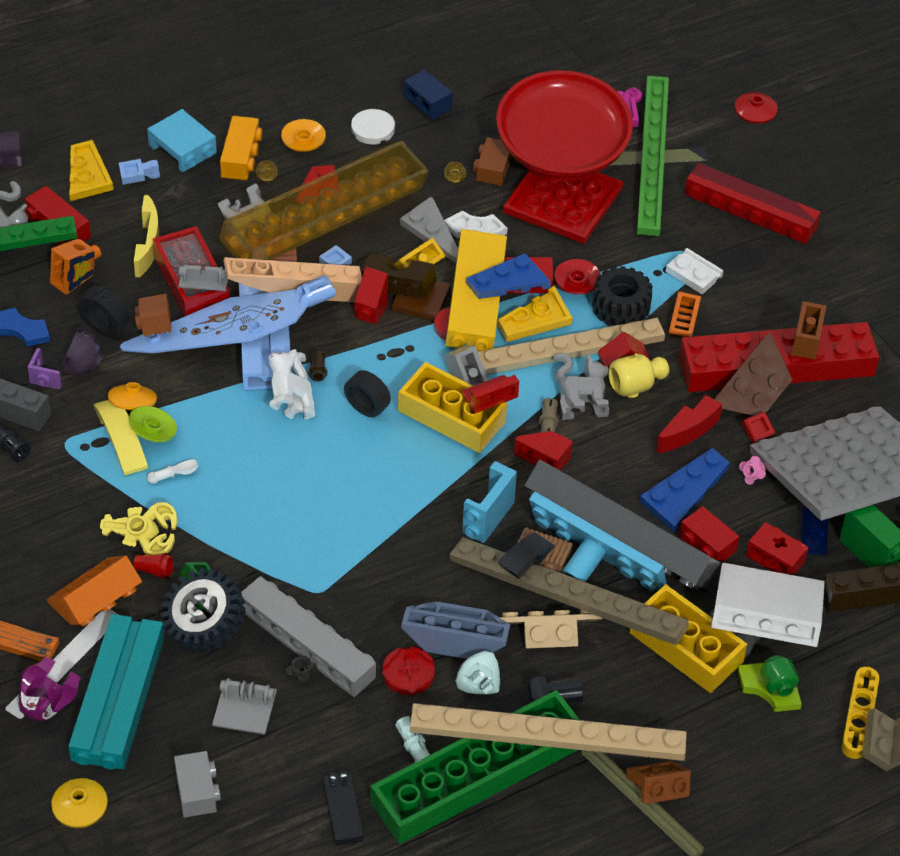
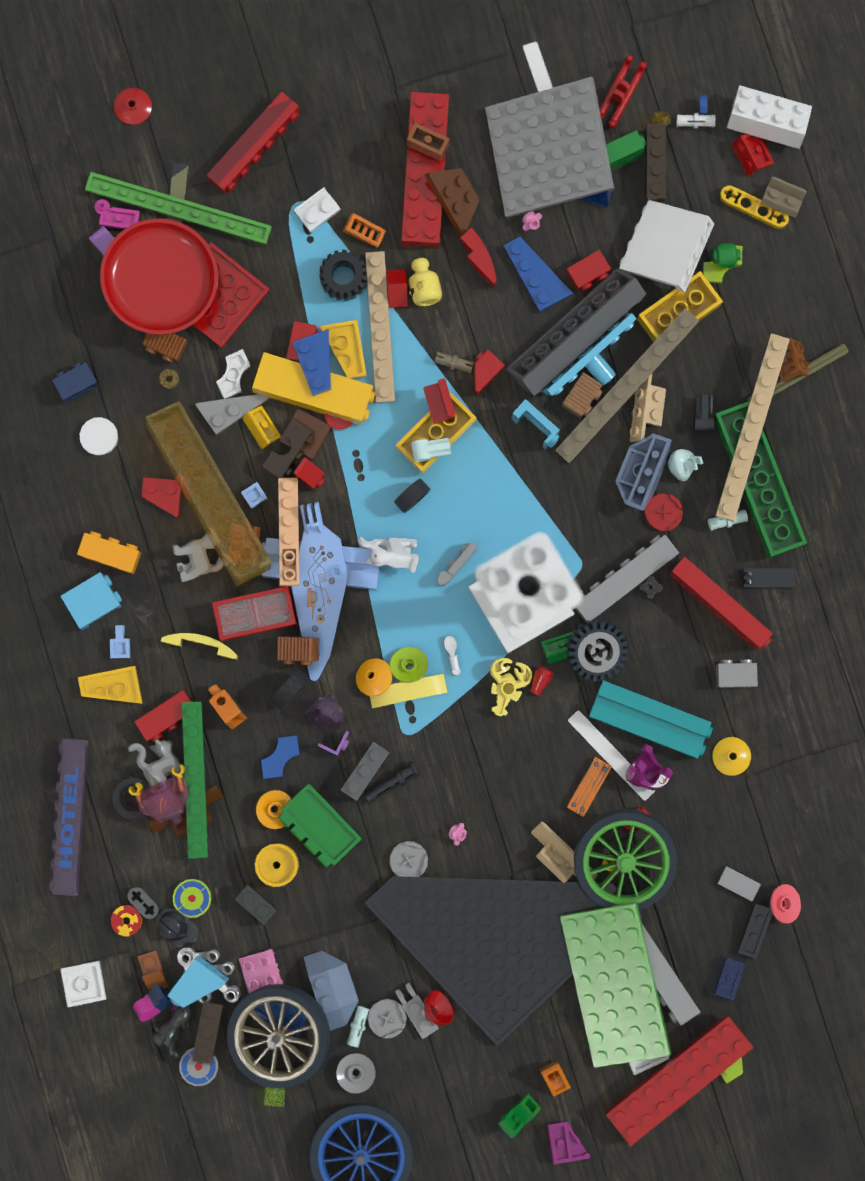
camera: 80 degrees left, 35 degrees up
(95, 590) = (558, 727): orange slope -> none
(209, 279) = (278, 604): light grey hinge -> none
(244, 706) = (675, 632): light grey hinge -> none
(256, 518) = (531, 567): none -> white piece
(266, 170) = (132, 535): clear yellow plate -> none
(290, 741) = (721, 604): none -> red brick
(291, 456) = (456, 564): none -> light grey hinge
(303, 135) = (97, 490): light orange dish -> none
(317, 370) = (368, 528): dark brown pin -> none
(426, 385) = (425, 450): none -> light aqua piece
(466, 365) = (396, 413): light grey slope -> none
(525, 553) = (596, 408): black slope -> none
(576, 276) = (308, 296): red dish -> none
(579, 390) = (430, 329): light grey animal -> none
(758, 427) = (489, 205): red tile -> none
(776, 550) = (605, 234): red brick -> none

